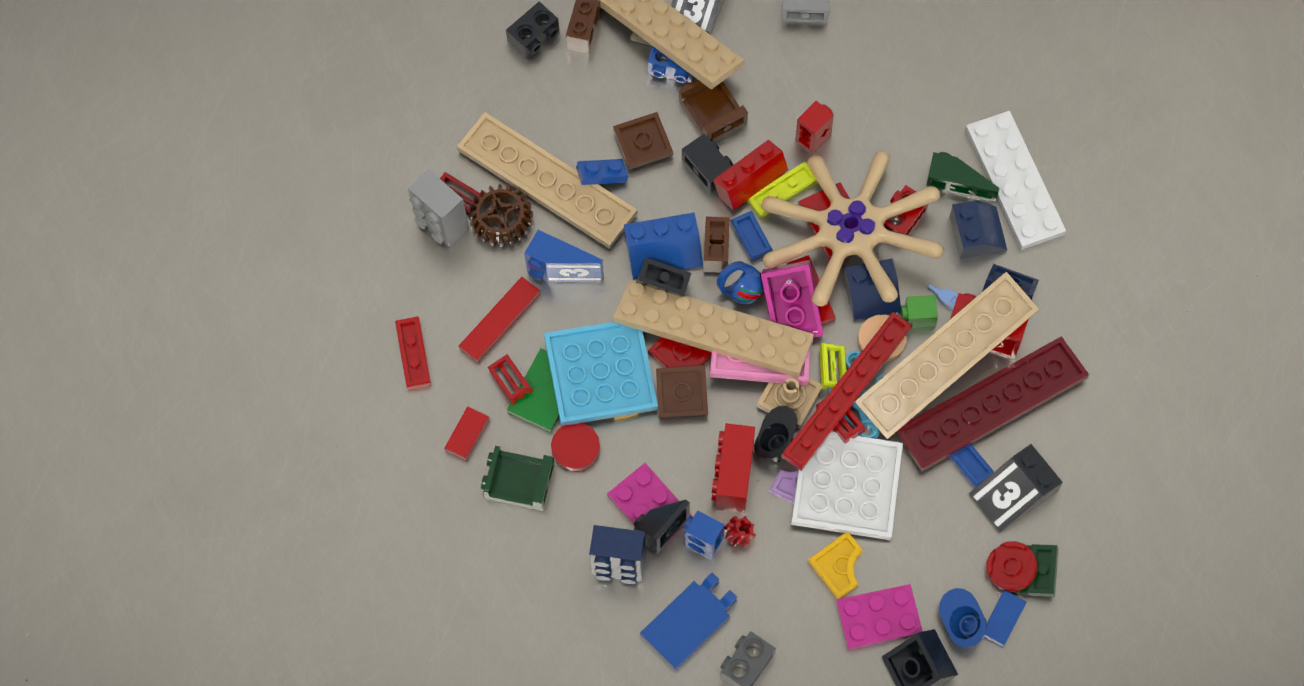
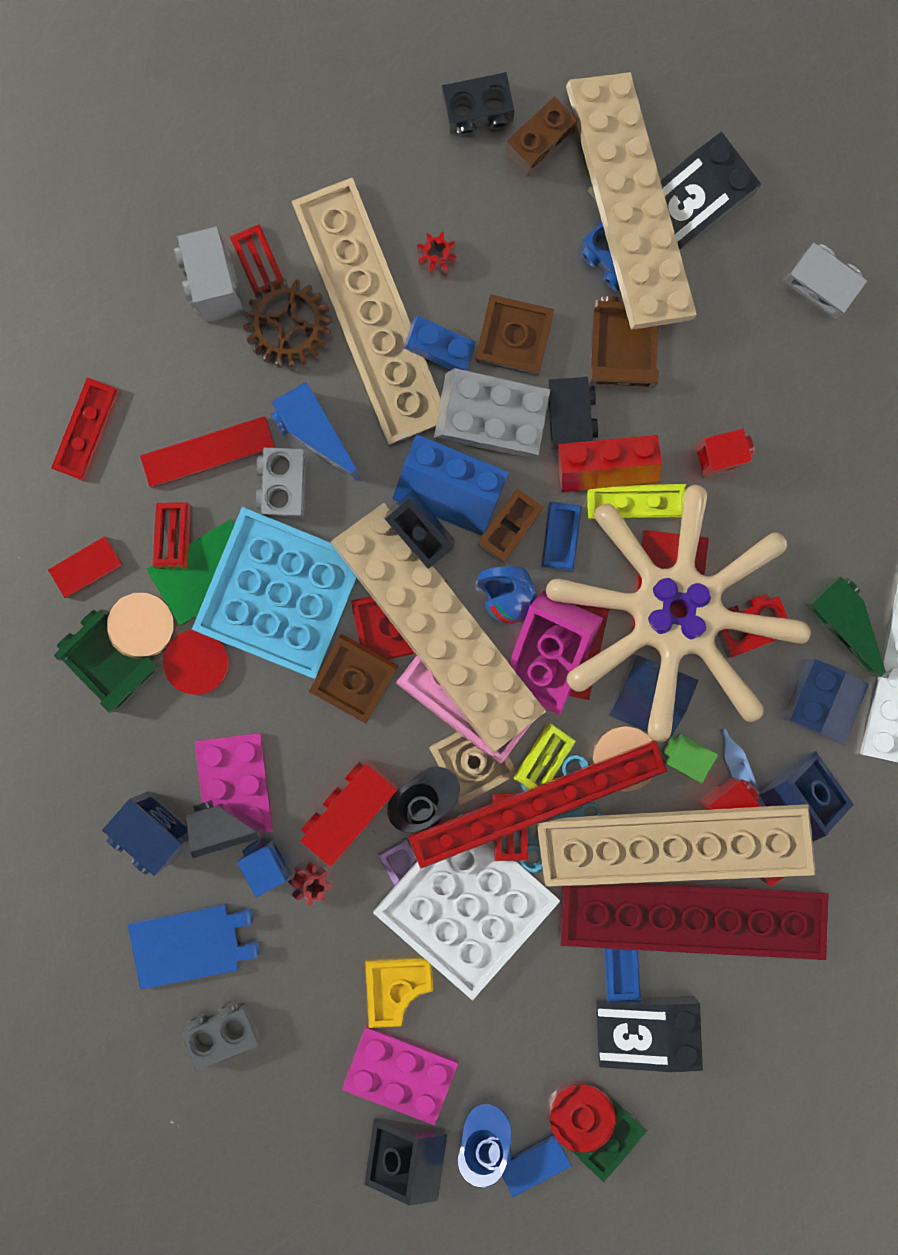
camera: 30 degrees right, 20 degrees up
(525, 444) = (140, 625): none -> light nougat tile
(562, 305) = (291, 482): none -> light grey brick
(564, 123) = (441, 245): none -> red gear
(660, 188) = (492, 413): none -> light grey brick

